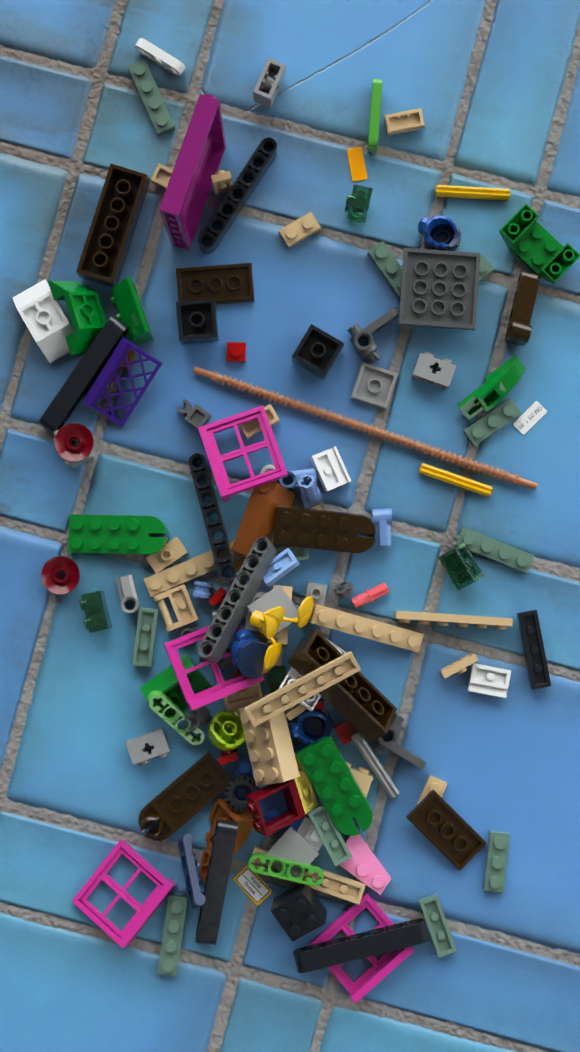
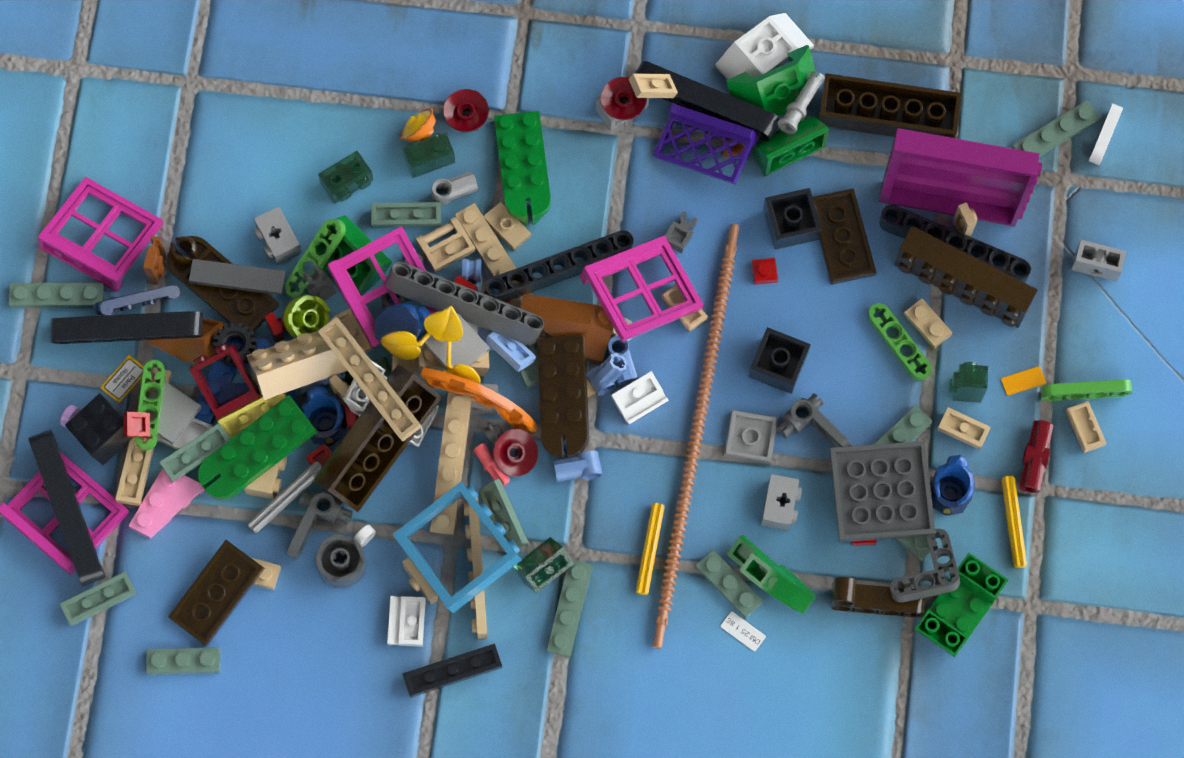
camera: 80 degrees right, 15 degrees down
(67, 415) = (653, 85): none -> tan plate
(70, 616) = (419, 126): none -> piece
(105, 682) = (346, 177): none -> clear green brick
(106, 300) = (797, 110): none -> light grey pin
(160, 852) = (153, 263): none -> dark orange plate
(182, 784) = (237, 277): none -> dark grey tile
(270, 190) = (965, 277): none -> dark brown brick
(280, 934) = (68, 414): none -> lavender tile
(307, 884) = (137, 424): none -> plate
(313, 257) = (896, 343): none -> bright green beam
(321, 598) = (507, 410): none -> orange tile
(369, 570) = (525, 449): none -> dark red dish
(392, 217) = (963, 428): none -> tan plate
(414, 592) = (499, 504): none -> sand green plate
(415, 705) = (365, 535): none -> white tile
(423, 164) = (1036, 456): none -> dark red piece
(445, 732) = (331, 570): none -> dark grey brick
(456, 659) = (456, 601): none -> dark azure window
(518, 258) = (936, 577): none -> dark grey beam

